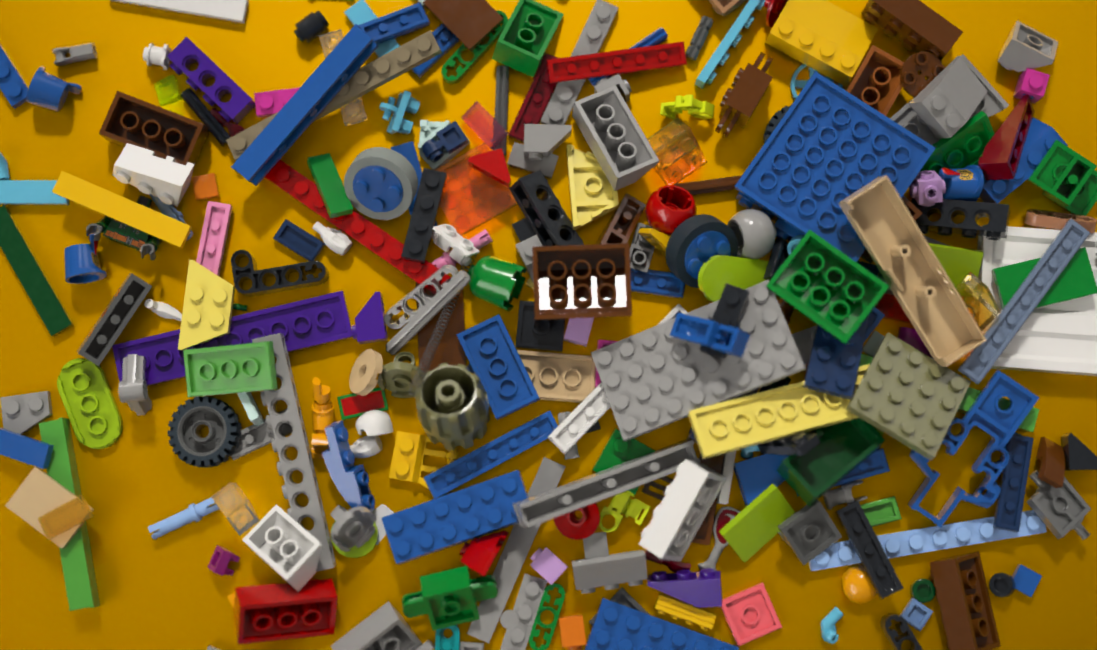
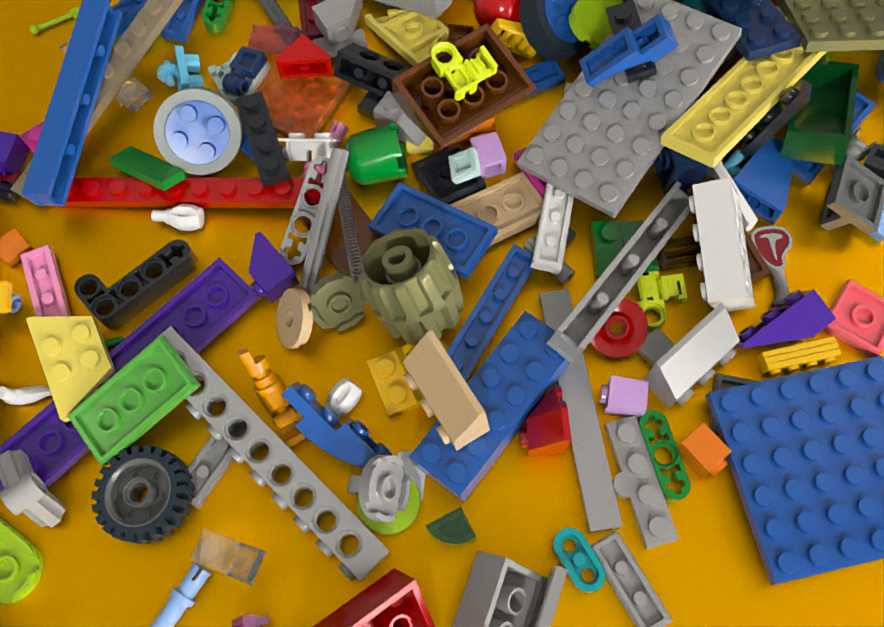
camera: 30 degrees left, 15 degrees down
(251, 408) = (183, 432): light aqua tile -> none
(285, 547) = (317, 563): white slope -> none
(299, 241) = (142, 241): dark blue tile -> none
(311, 26) = (46, 51): black brick -> none
(356, 405) = (311, 357): red tile -> none
(374, 423) = (335, 363): white hair -> none
(381, 578) = (452, 530): none -> clear green brick
(424, 497) = (445, 393): none -> tan slope
(449, 597) = (555, 511): green brick -> none
(553, 331) = (464, 165): none -> light aqua tile
(585, 277) = (465, 72): none -> neon yellow piece
(674, 566) = (750, 316): dark red piece -> none
(757, 523) = (800, 221): lime tile -> none

